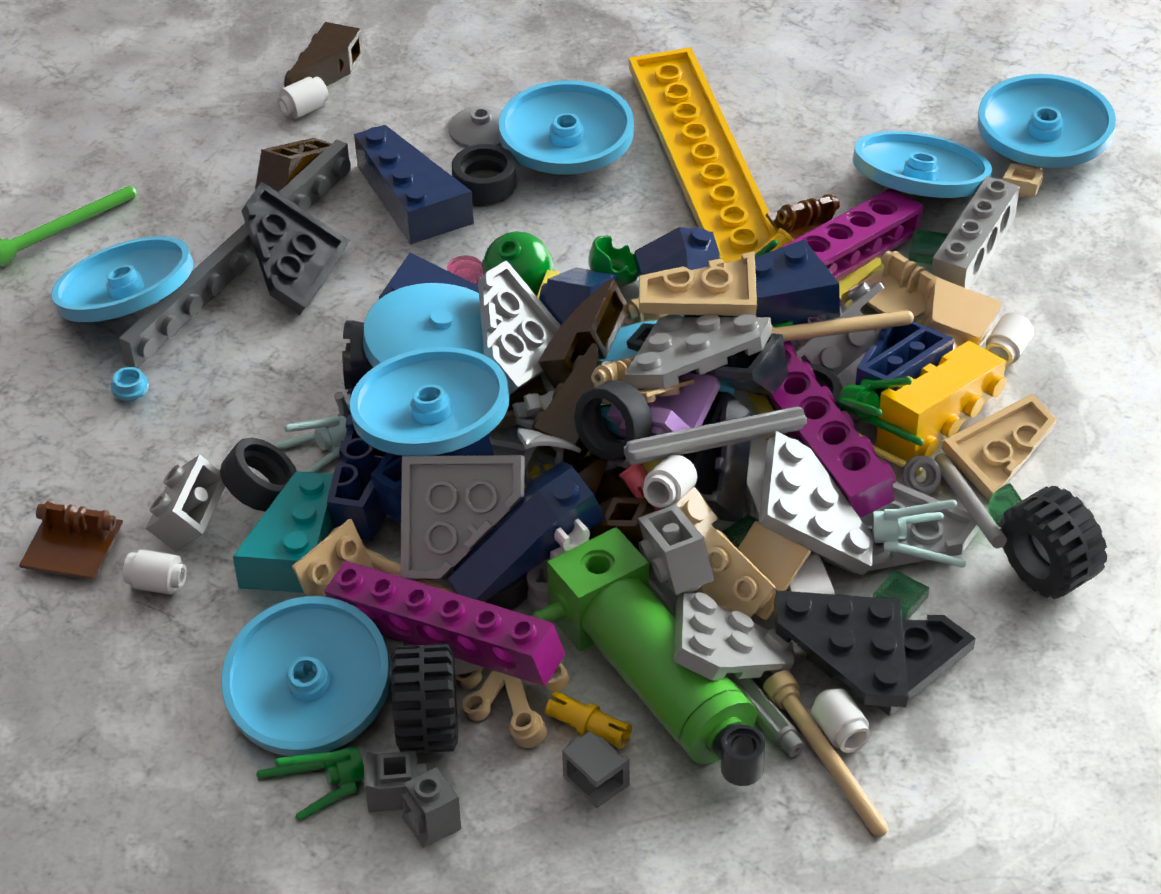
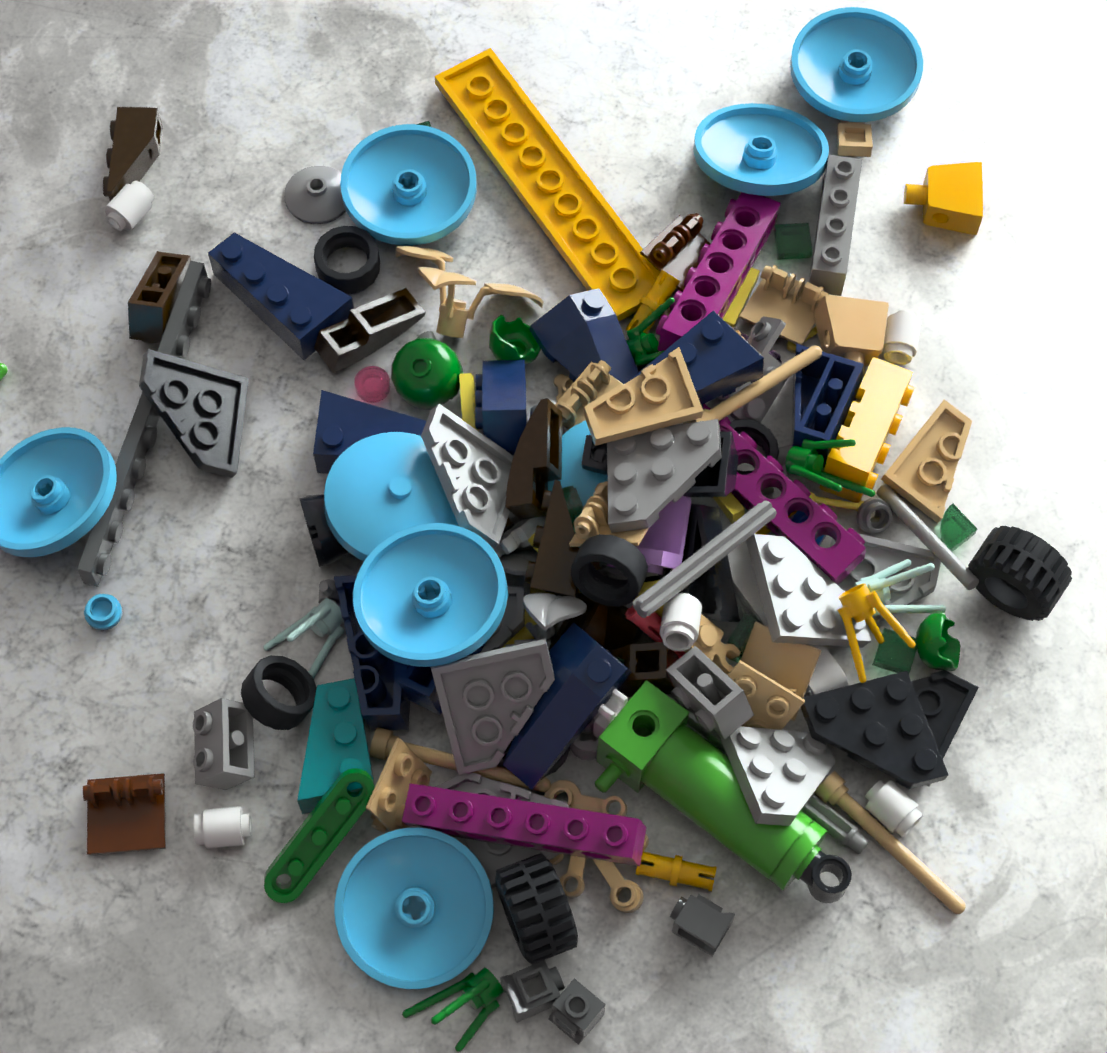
camera: 20 degrees left, 20 degrees up
(238, 591) = (318, 836): none -> green plate
(476, 227) = (368, 329): none -> dark brown slope
(565, 227) = (452, 311): none -> tan plant
(865, 518) = (860, 605): none -> yellow plant
(943, 589) = (935, 645): none -> green hair
(1104, 240) = (950, 196): none -> yellow torso

